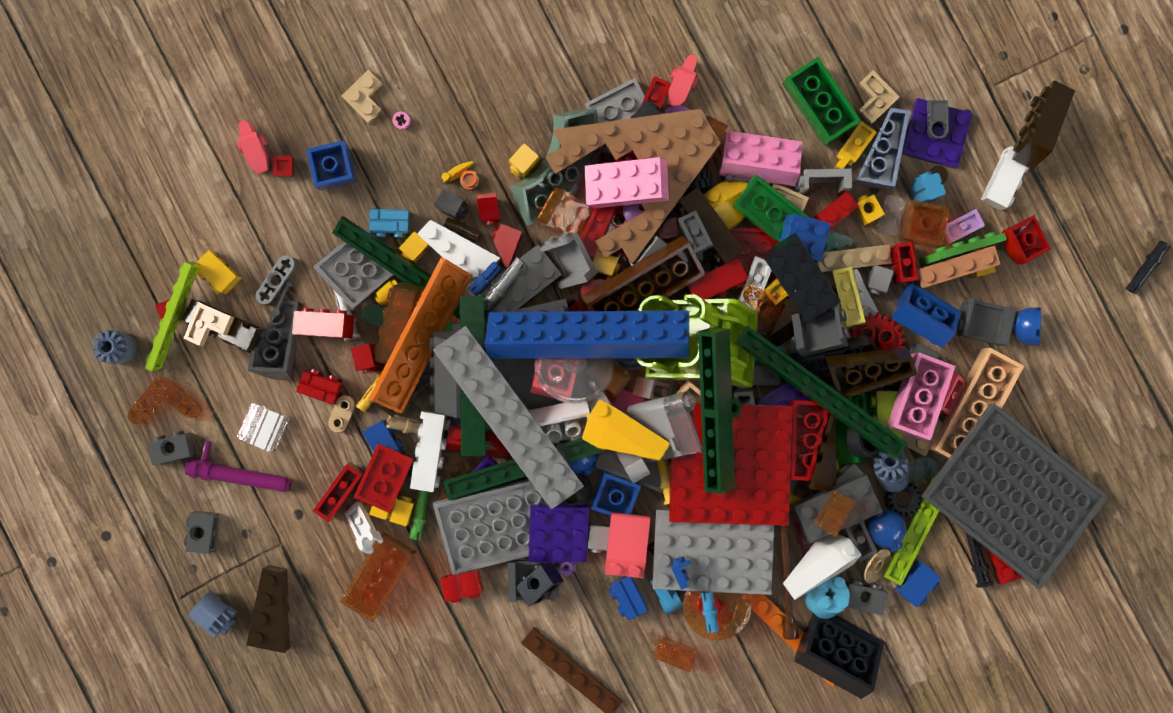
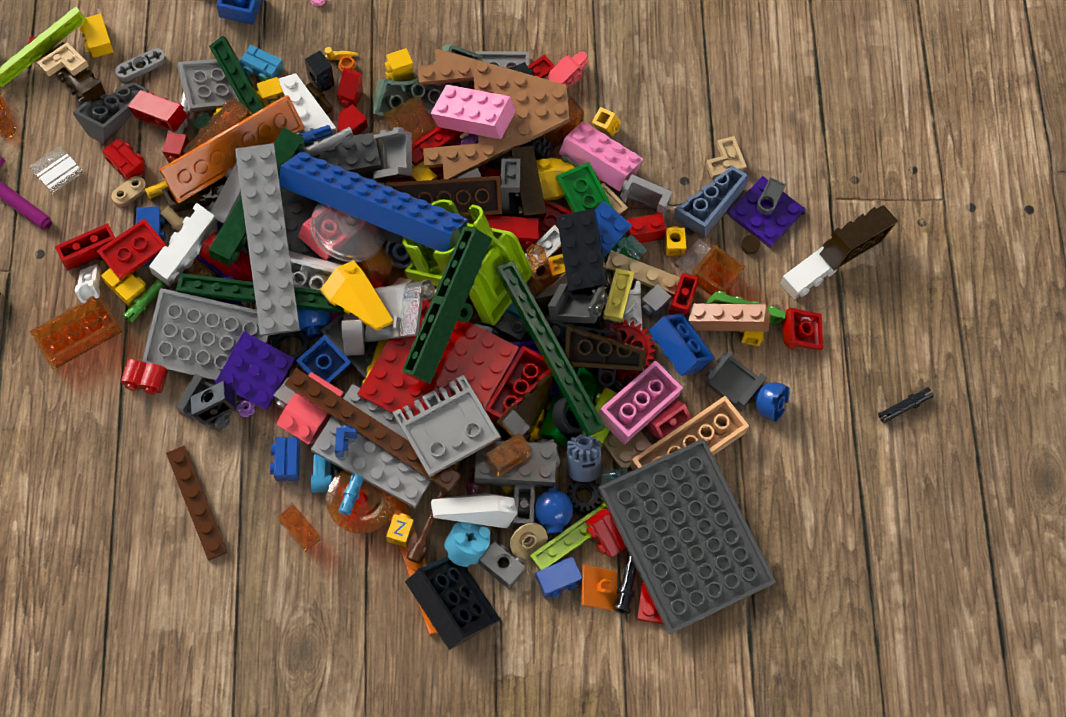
camera: 15 degrees right, 20 degrees down
(276, 313) = (124, 86): dark grey hinge -> none
(699, 547) = (366, 426): none -> reddish brown plate
(748, 118) = (606, 122): none -> yellow brick
(764, 615) = (400, 530): none -> yellow brick
(771, 519) = (447, 428): none -> light grey hinge
(821, 101) = (676, 138): green brick -> none
(855, 145) = (689, 186): yellow hinge -> none
(927, 187) = (735, 242): dark azure brick -> none
(940, 526) = (605, 533): none -> red brick
(957, 575) = (599, 587): none -> orange piece
(963, 226) = (754, 292): lavender plate -> none

